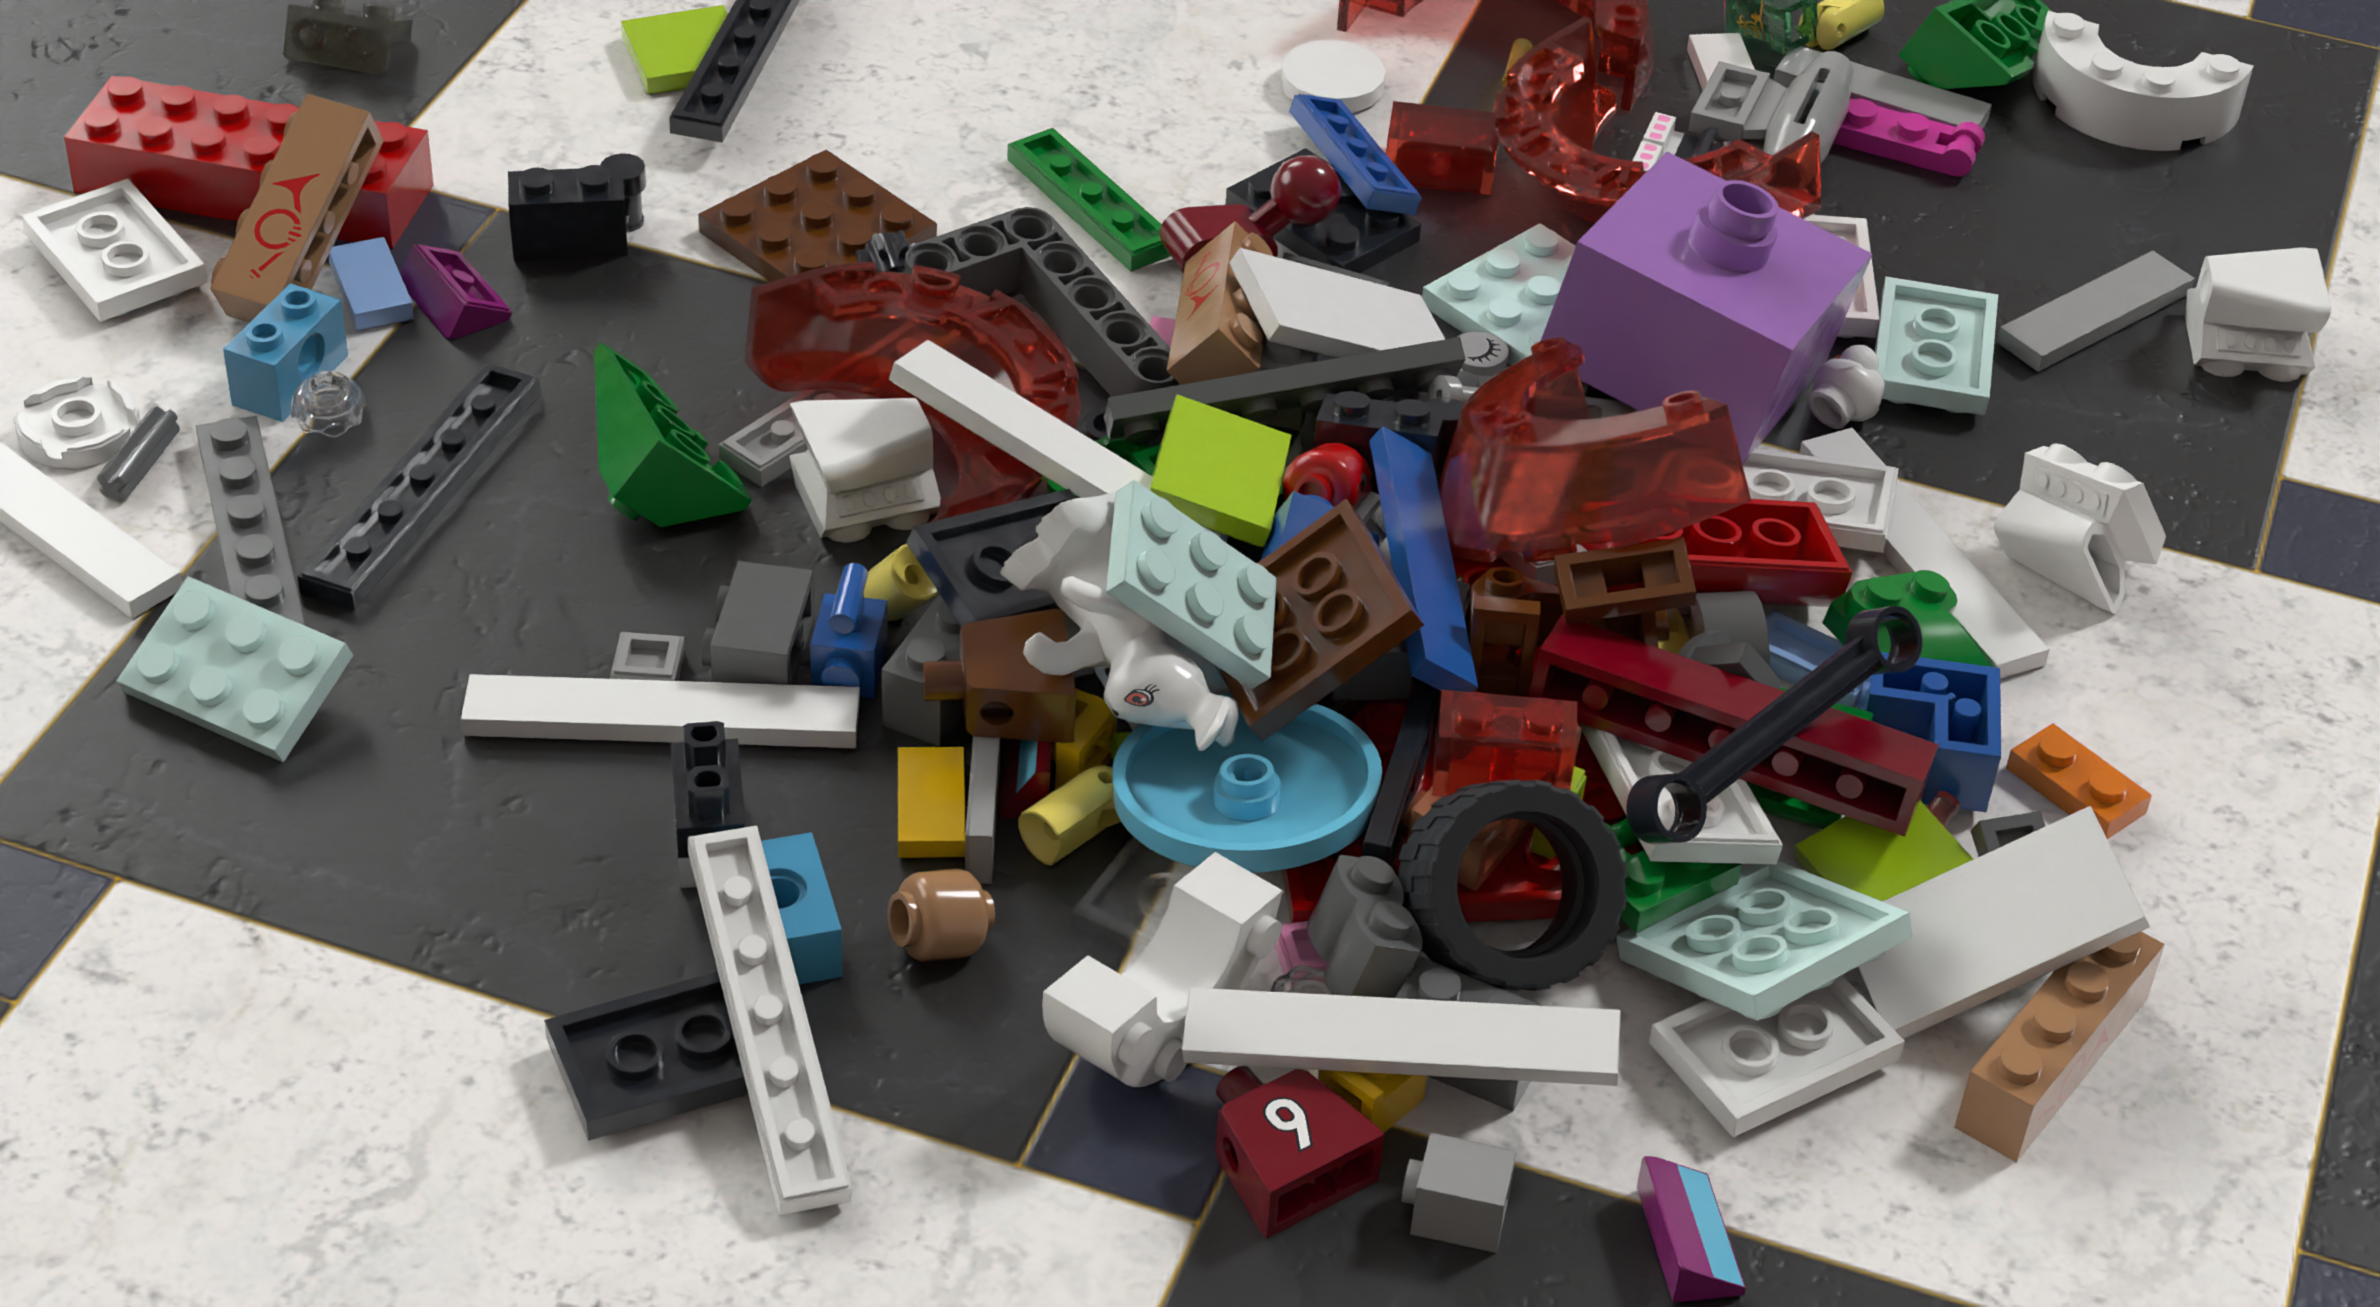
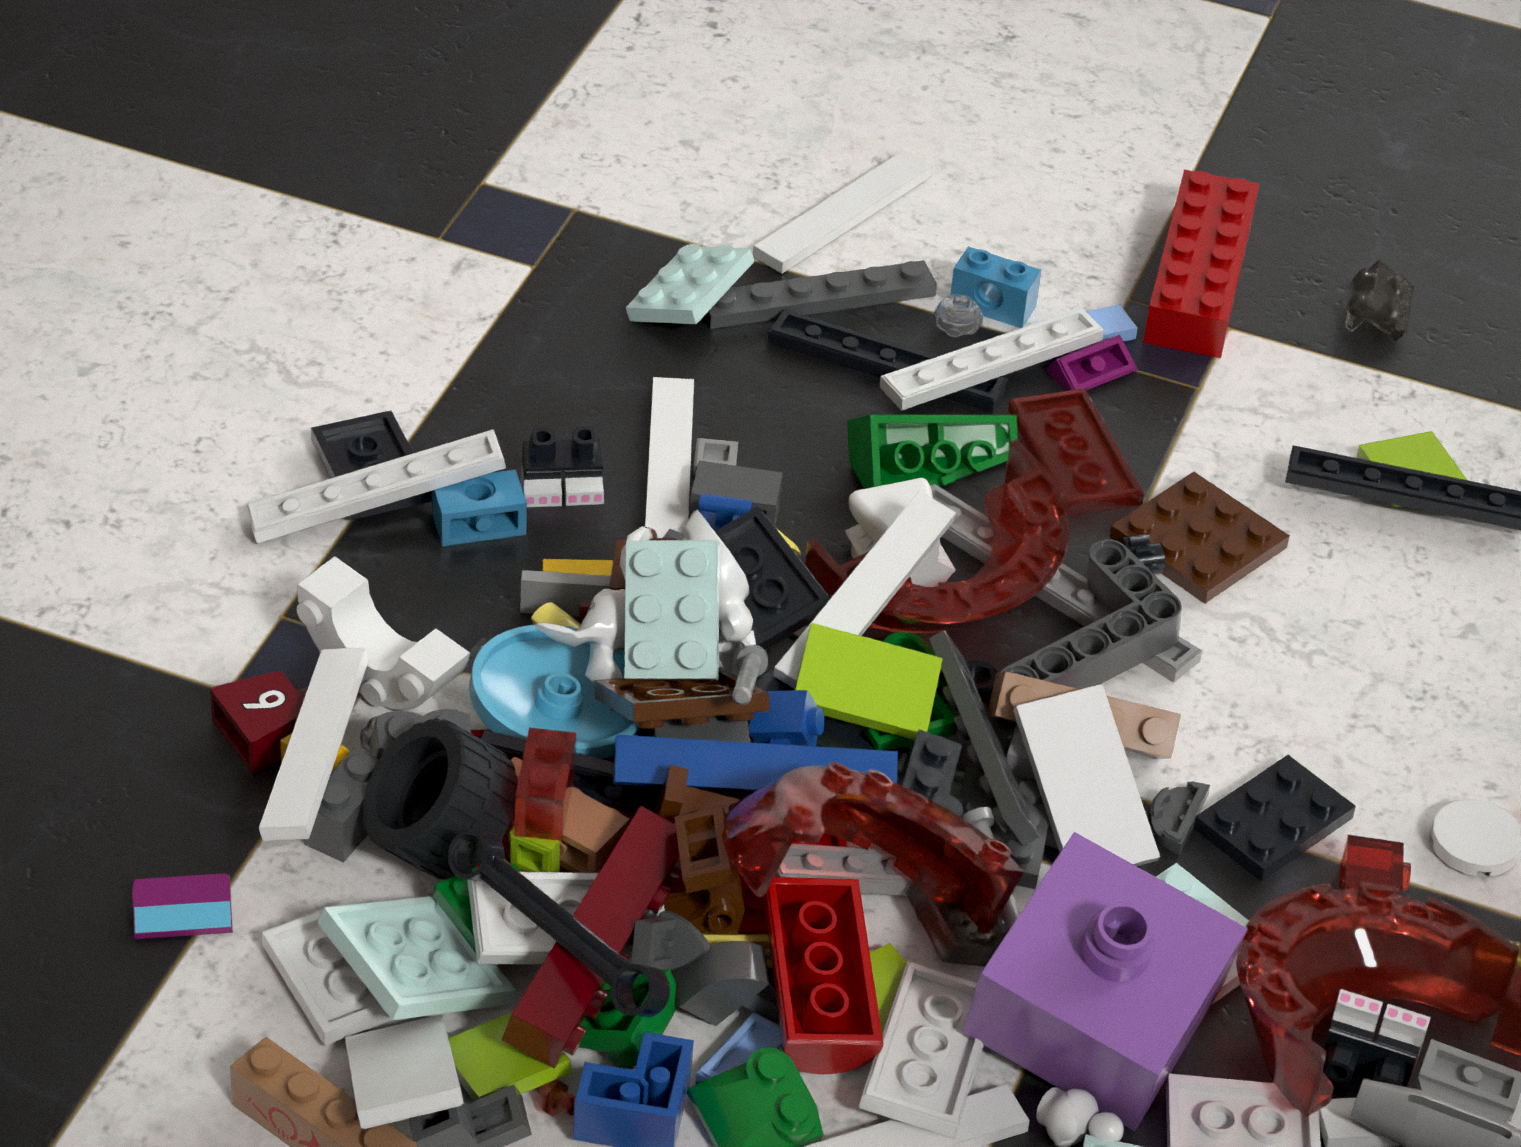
camera: 90 degrees right, 0 degrees up
(76, 422) = (931, 220): white tile -> none
(114, 249) = (1101, 217): white plate -> none
(138, 453) = (899, 243): dark grey axle -> none
(298, 206) = (1115, 265): medium nougat brick -> none
(456, 368) = (991, 358): none -> white tile
(576, 209) = (1176, 408): black hinge -> none
(636, 316) = (1077, 450): none -> clear red tile
(940, 915) = (470, 570): medium nougat head -> none
(1089, 198) = (1268, 684): green tile -> none
(1301, 193) = (1216, 752): dark red beam -> none
(1331, 473) = (864, 733): red head -> none
(1335, 515) = (751, 663): none -> light grey bar
(1355, 154) = (1326, 827): blue tile -> none
(1460, 1192) = (218, 794): light grey brick -> none

